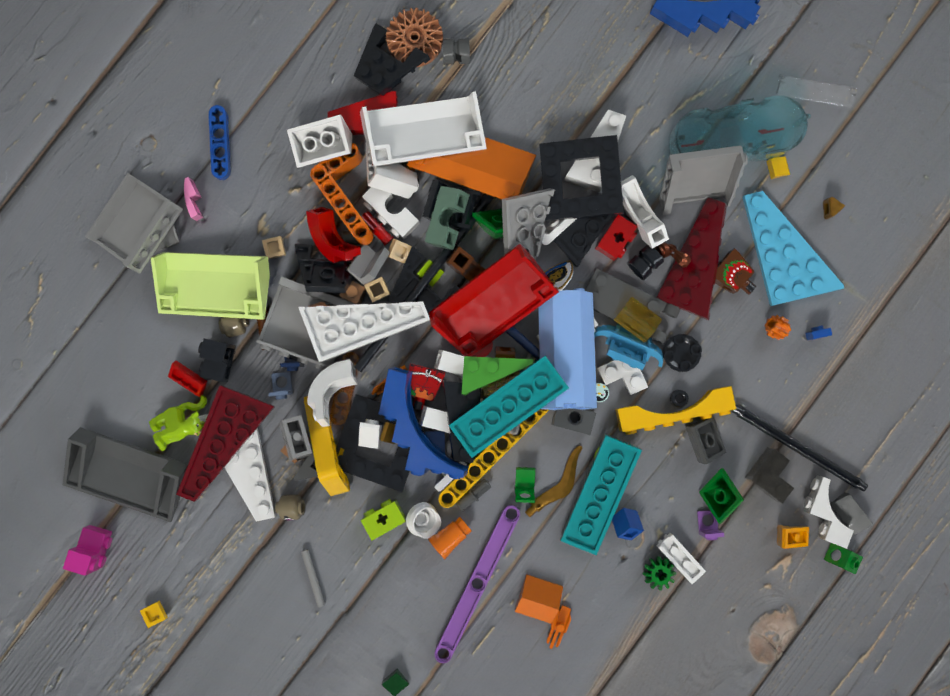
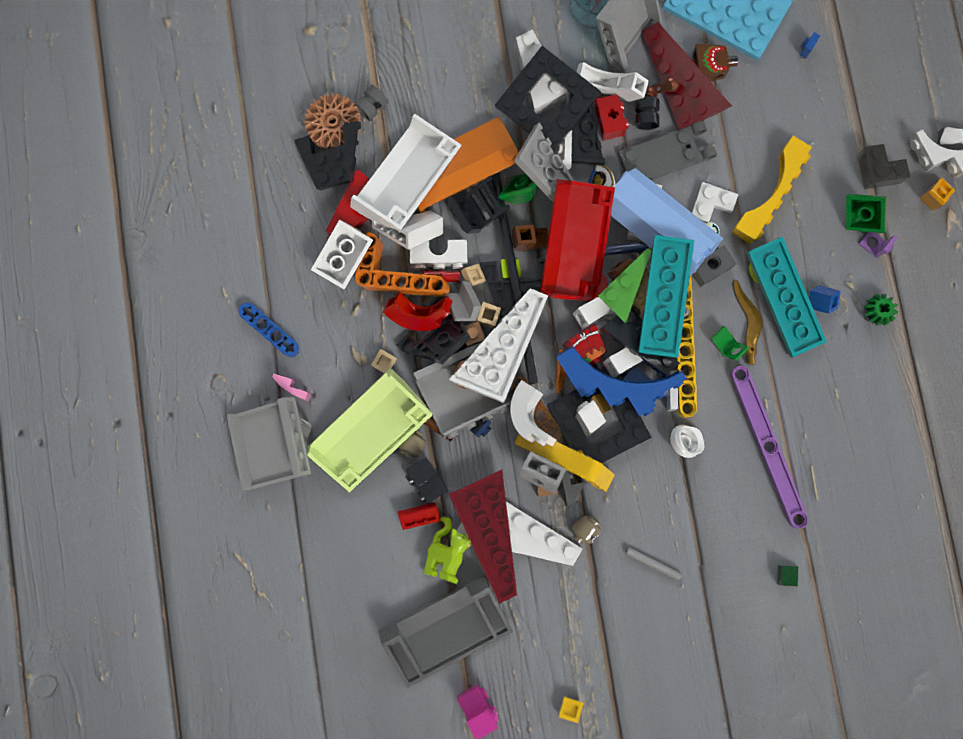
camera: 45 degrees left, 5 degrees down
(281, 393) = (496, 455): sand blue bracket -> none
(377, 528) = (666, 462): lime brick -> none
(448, 202) = (474, 205): sand green arch -> none
(450, 537) = (717, 433): orange plant -> none
(473, 494) = (701, 387): dark grey axle -> none
(539, 599) = (821, 412): orange slope -> none
(560, 624) = (854, 415): orange piece -> none
(627, 347) = (697, 179): dark azure plate -> none
(638, 319) = (684, 155): clear yellow panel -> none
(680, 558) = (883, 284): white hinge -> none
(682, 352) = (735, 148): black dish -> none
(684, 401) = (770, 176): black axle -> none
(705, 440) = (813, 191): dark grey slope -> none
(777, 327) = (779, 67): orange gear -> none
(800, 448) = (880, 131): black piece -> none

